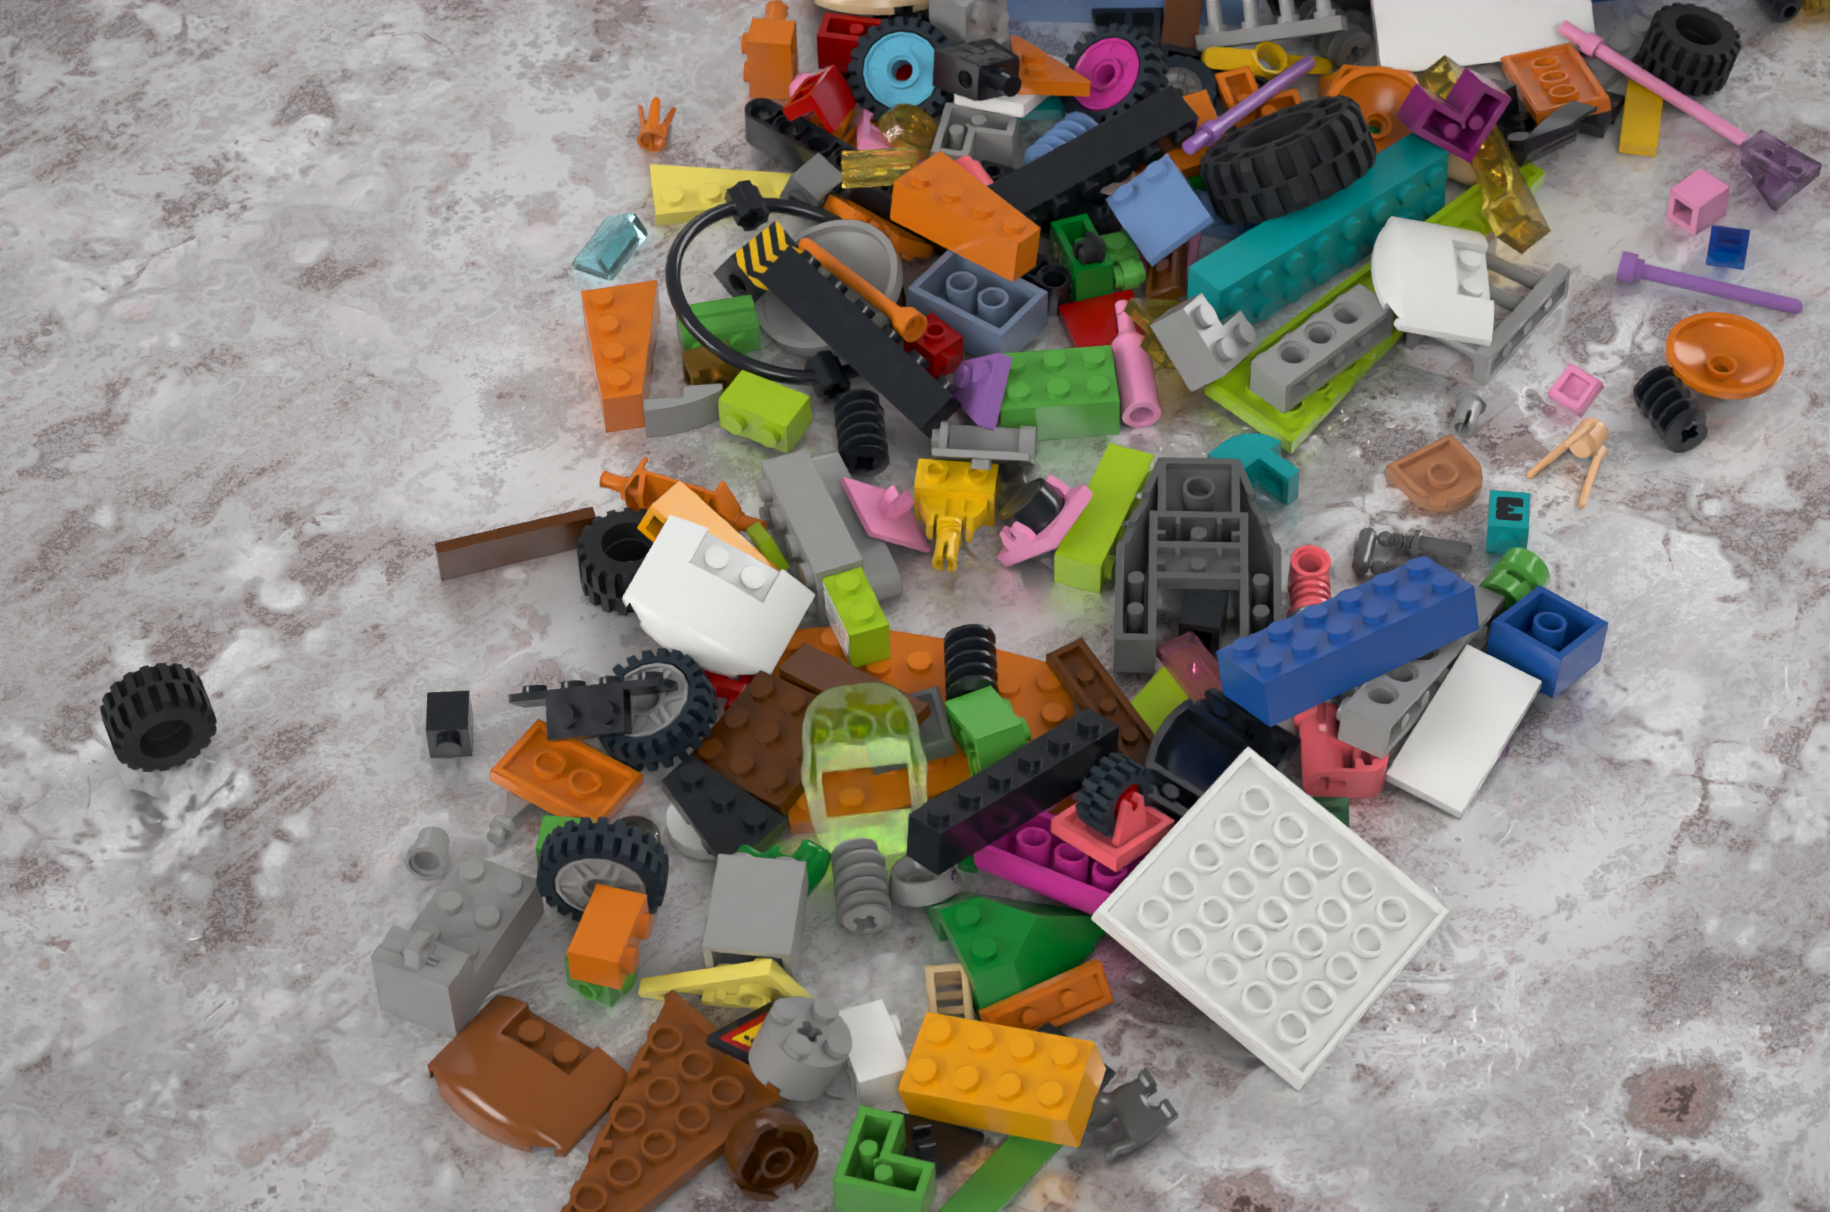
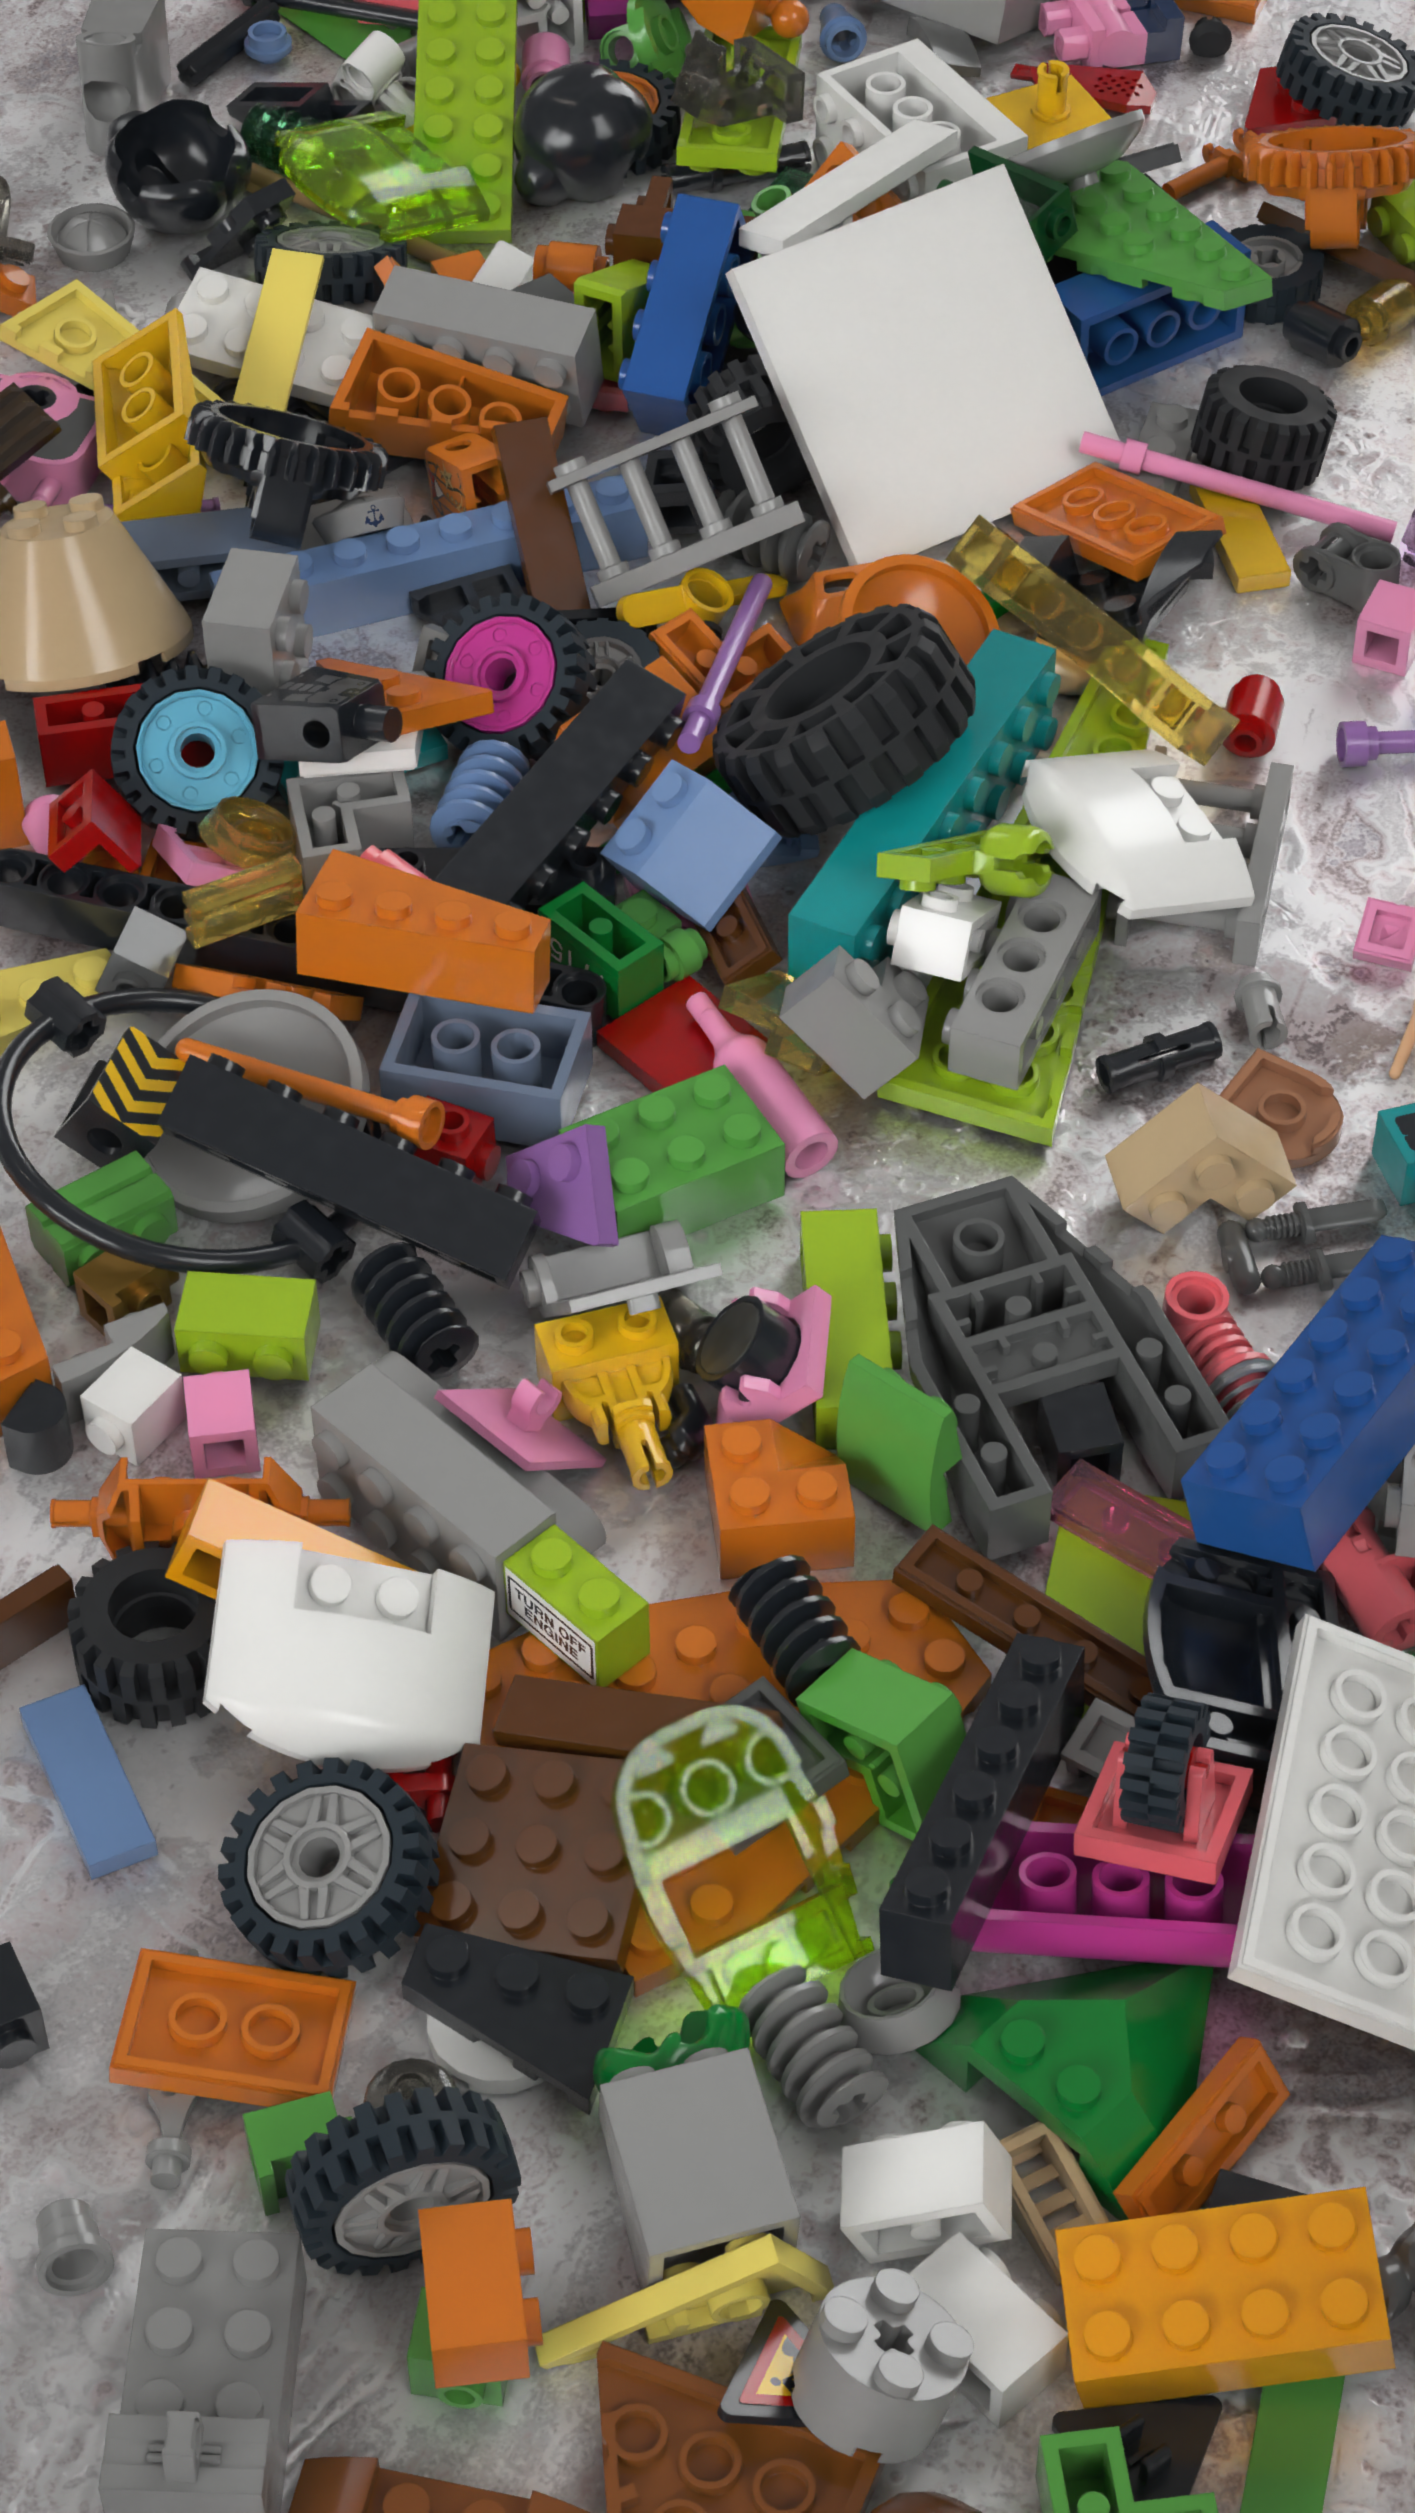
camera: 25 degrees left, 0 degrees up
(558, 628) = (88, 1782): none -> medium blue tile
(591, 710) = (236, 1908): black bracket -> none
(623, 434) = (38, 1431): none -> black brick
(681, 437) = (133, 1406): none -> white brick
(724, 458) = (221, 1423): none -> bright pink brick
(764, 542) = (372, 1534): lime tile -> none
(877, 971) = (921, 2188): none -> white brick
(984, 548) = (687, 1431): none -> black arm
(1009, 597) = (776, 1498): none -> orange slope
(1086, 587) = (897, 1442): none -> bright green slope
(1090, 249) = (625, 930): black piece -> none
(1262, 464) = (1057, 1180): teal brick -> none
(1280, 303) = (943, 931): none -> white brick
(1334, 270) = (992, 855): none -> lime plate
(1365, 480) = (1196, 1153): none -> tan brick
(1387, 421) = (1192, 1044): none -> black pin
(1461, 119) = (1052, 593): magenta brick -> none
(1572, 231) = (1259, 707): none -> red brick
(1693, 151) = (1351, 565): none -> dark grey piece

